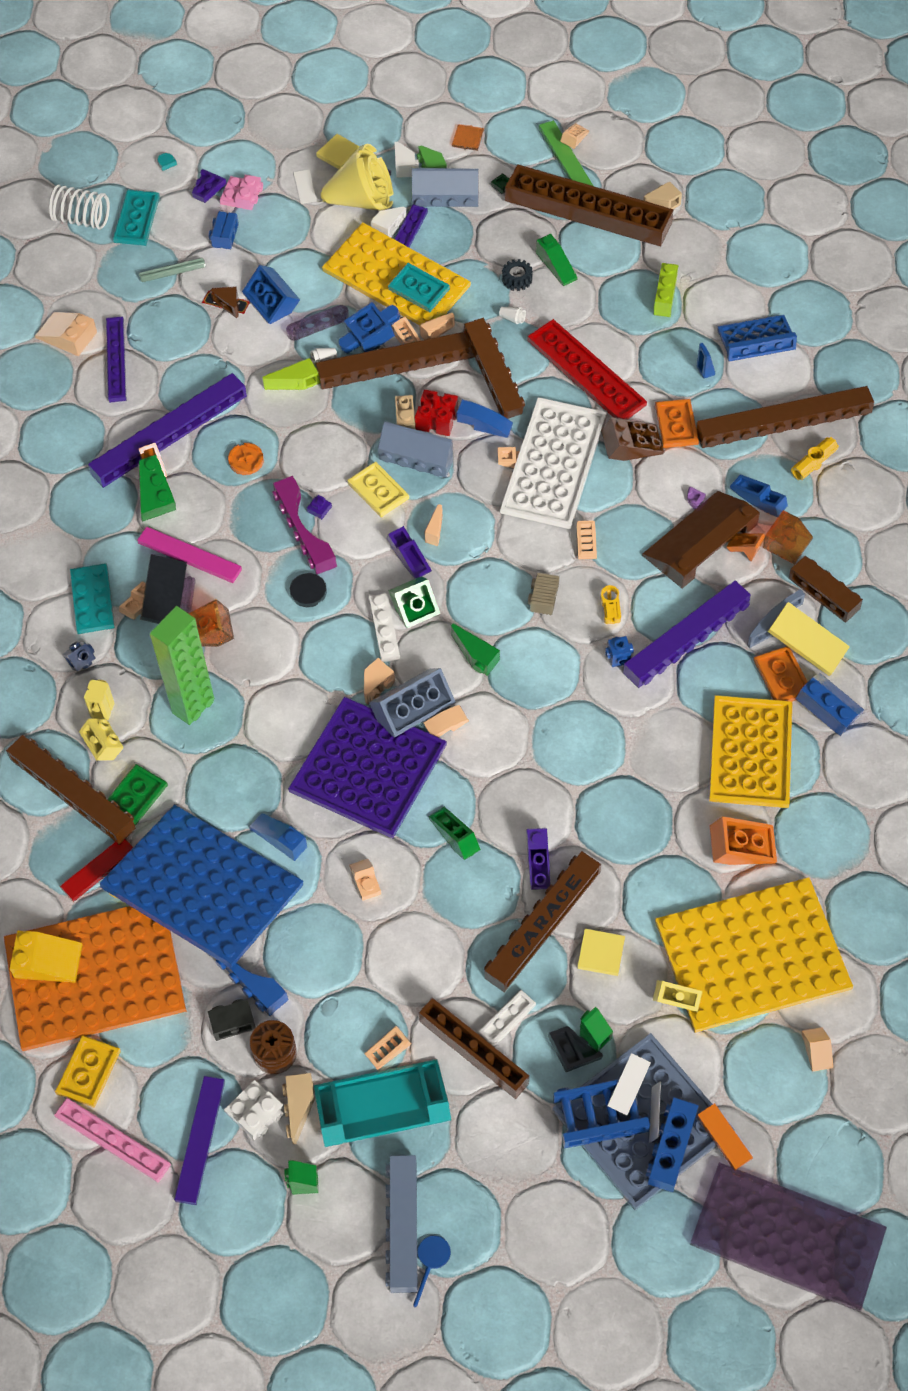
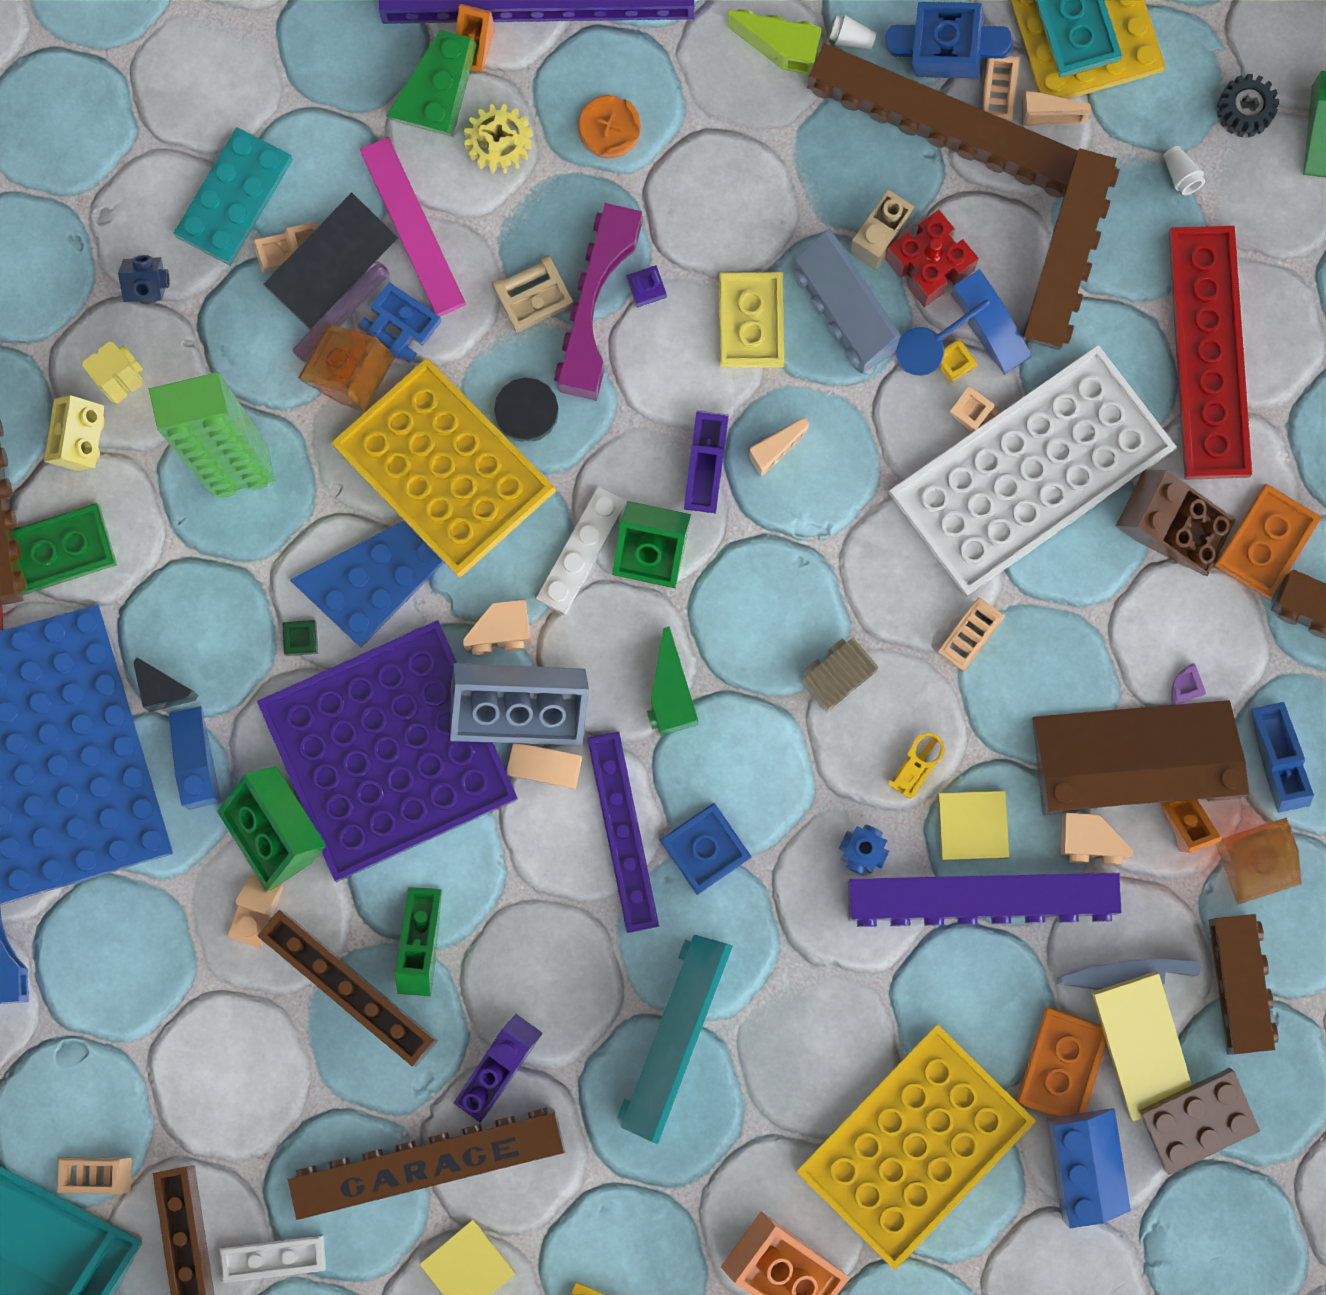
camera: 40 degrees right, 20 degrees up
(199, 493) = (486, 132): none -> light yellow gear
(218, 589) = (405, 314): none -> blue plate
(236, 816) = (158, 689): none -> black slope
(275, 544) = (537, 302): none -> tan plate
(284, 752) = (300, 638): none -> dark green tile
(291, 633) = (443, 467): none -> yellow plate
(300, 698) = (370, 580): none -> blue wing
(342, 834) = (270, 827): none -> green slope
(439, 872) = (347, 988): none -> reddish brown brick
(465, 449) = (922, 349): none -> blue piece
(482, 446) = (956, 361): none -> yellow tile
(506, 724) = (623, 832): none -> dark purple tile
(549, 704) = (705, 848): none -> blue tile
(609, 778) = (675, 1037): none -> teal slope
(656, 612) = (973, 825): none -> light yellow tile
(711, 578) = (1091, 837): none -> light nougat slope
(858, 652) = (1199, 1121): none -> plate

